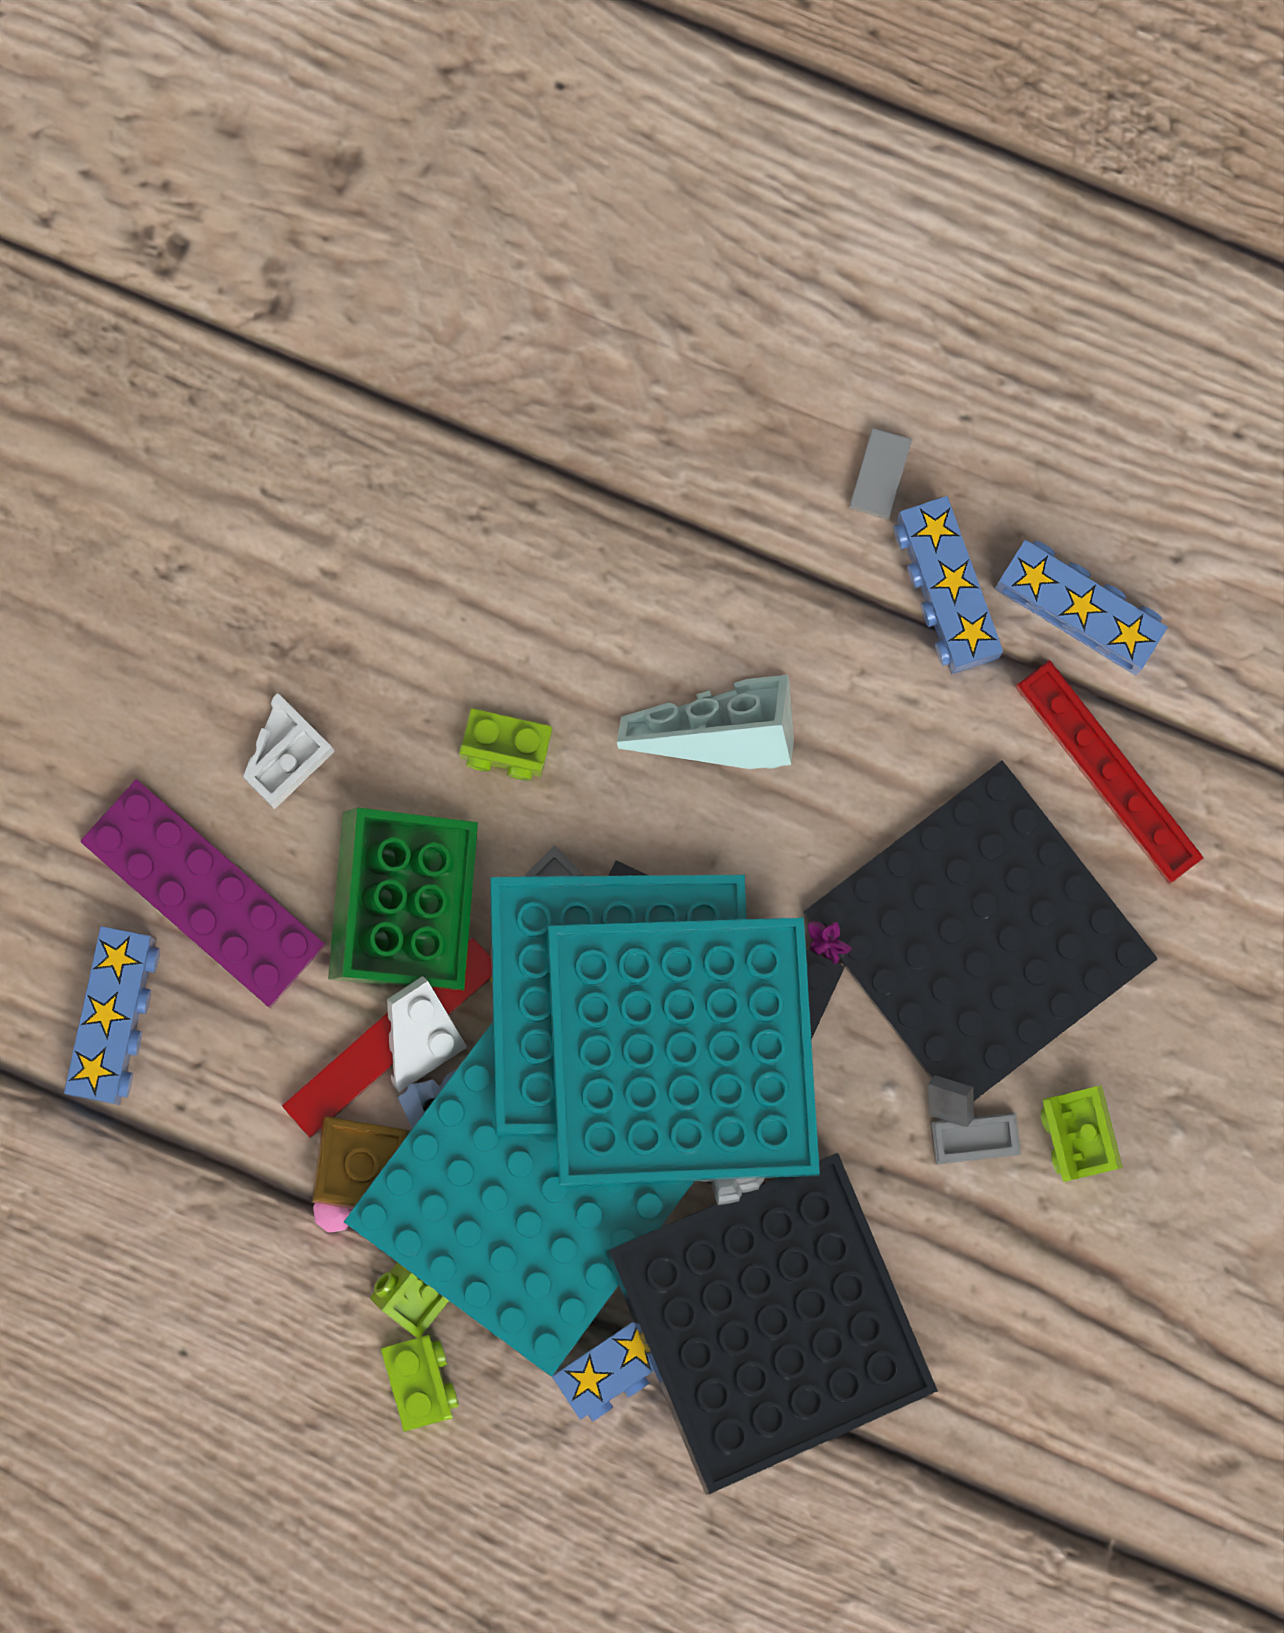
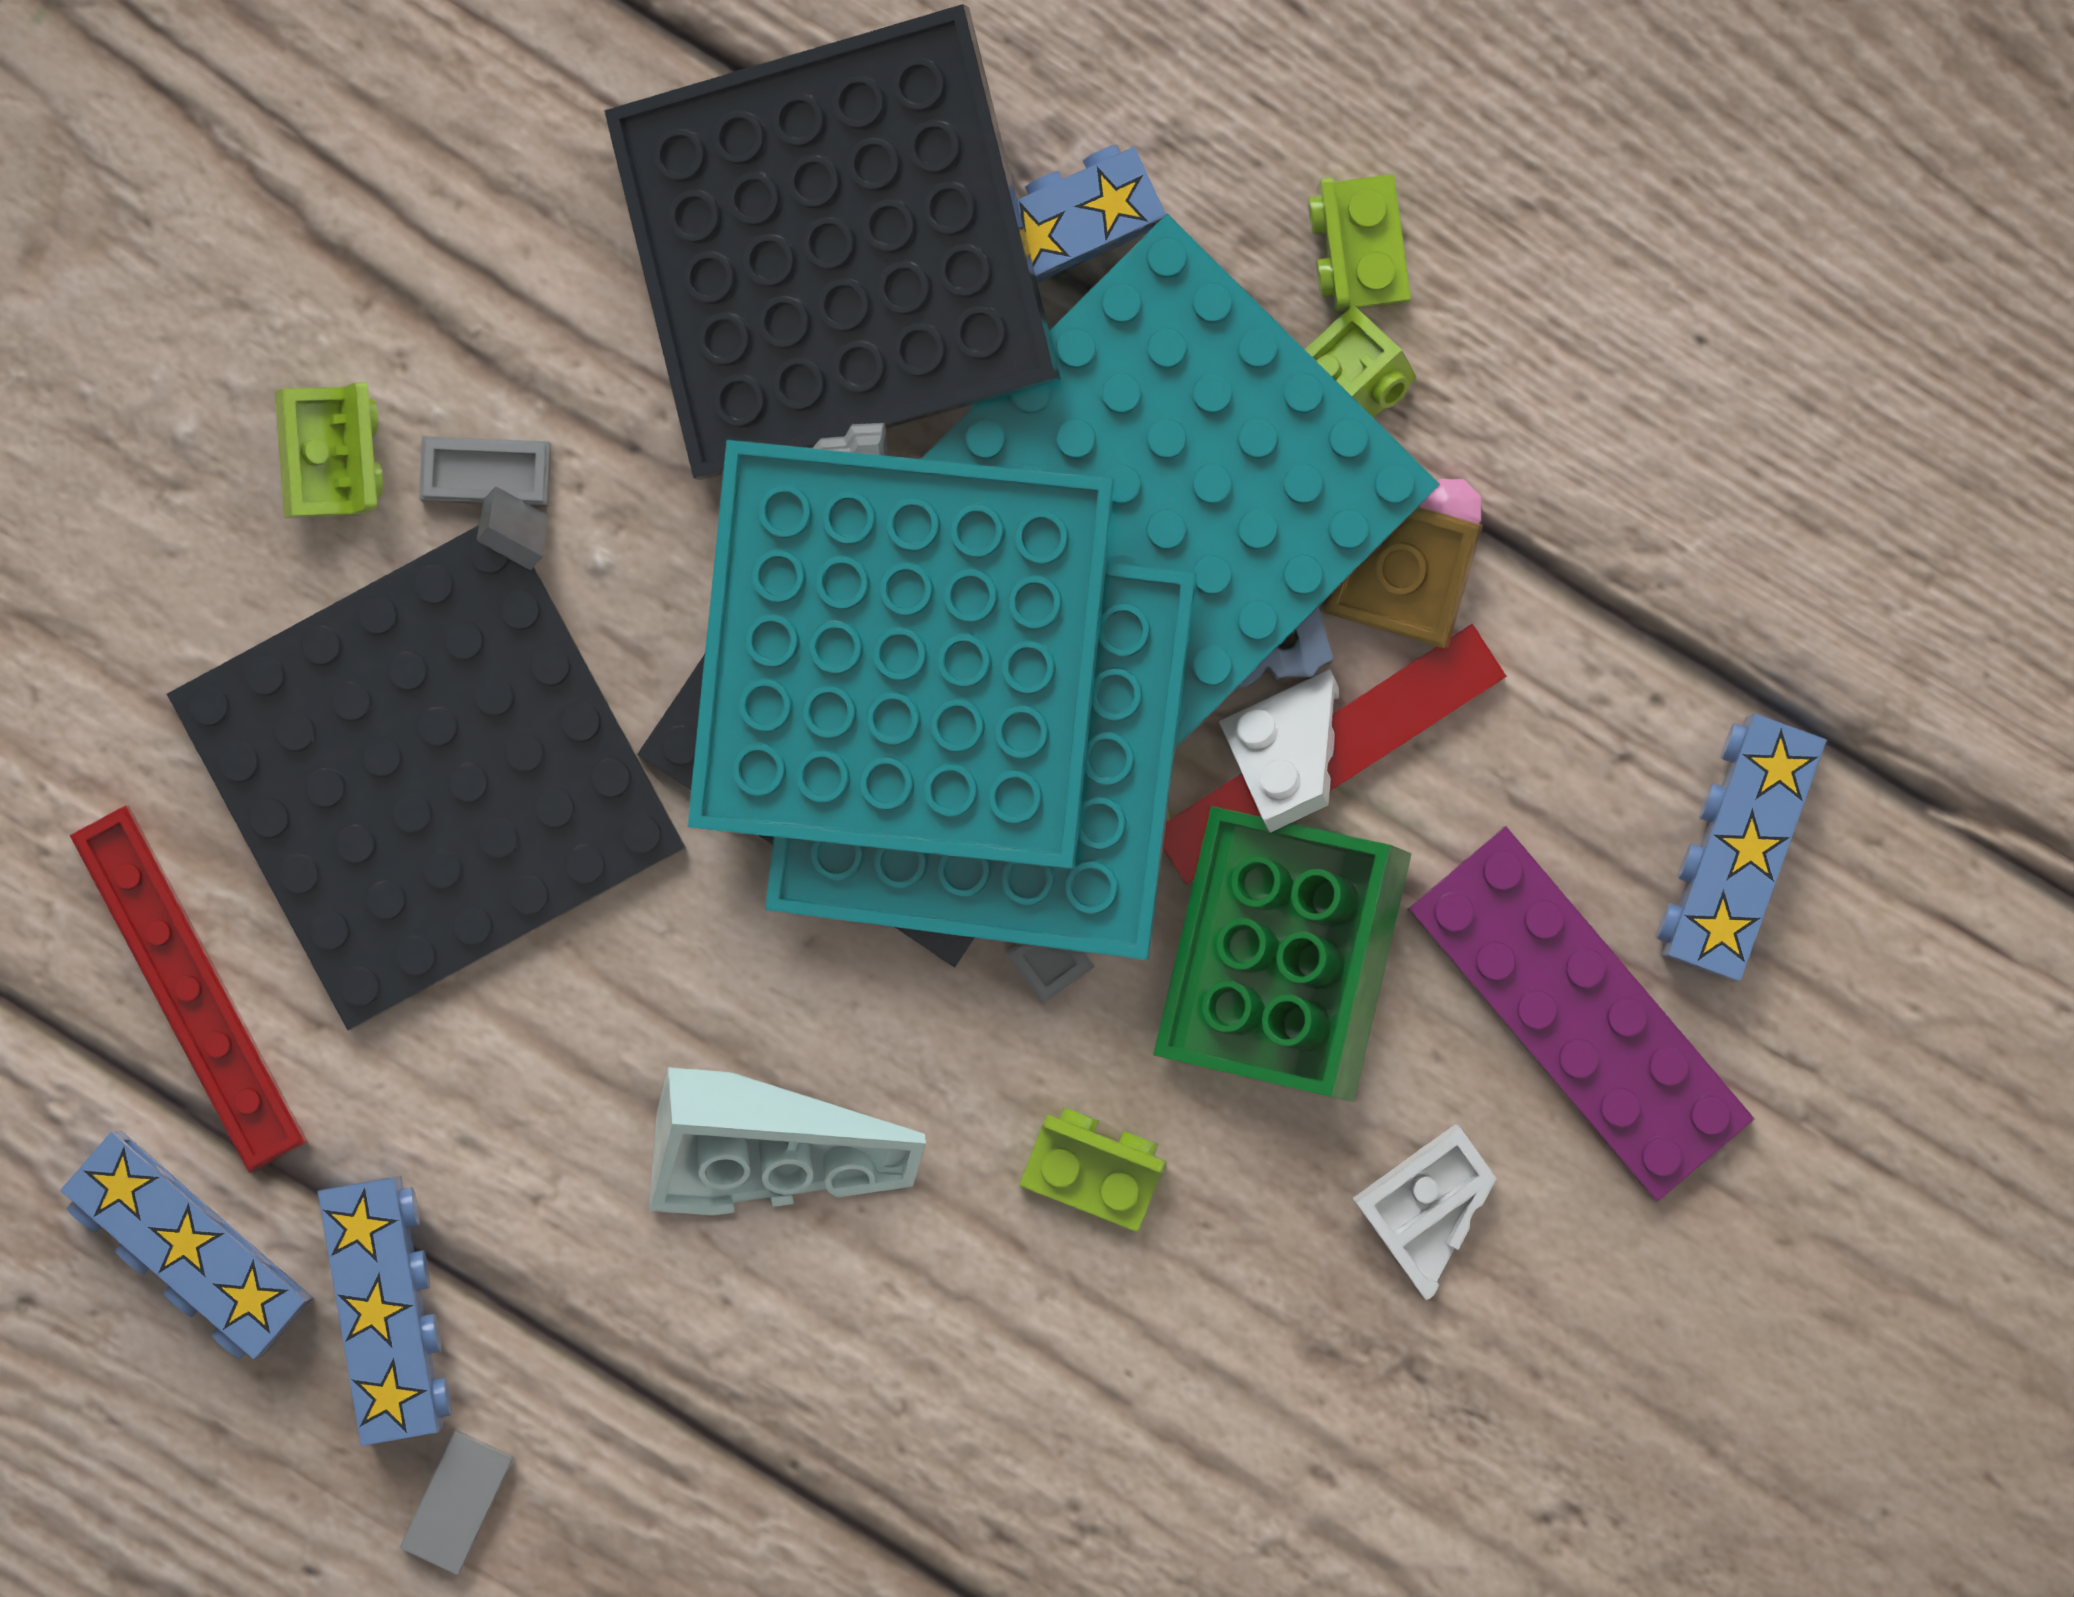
camera: 165 degrees left, 5 degrees up
(827, 940) = (658, 795): magenta plant -> none

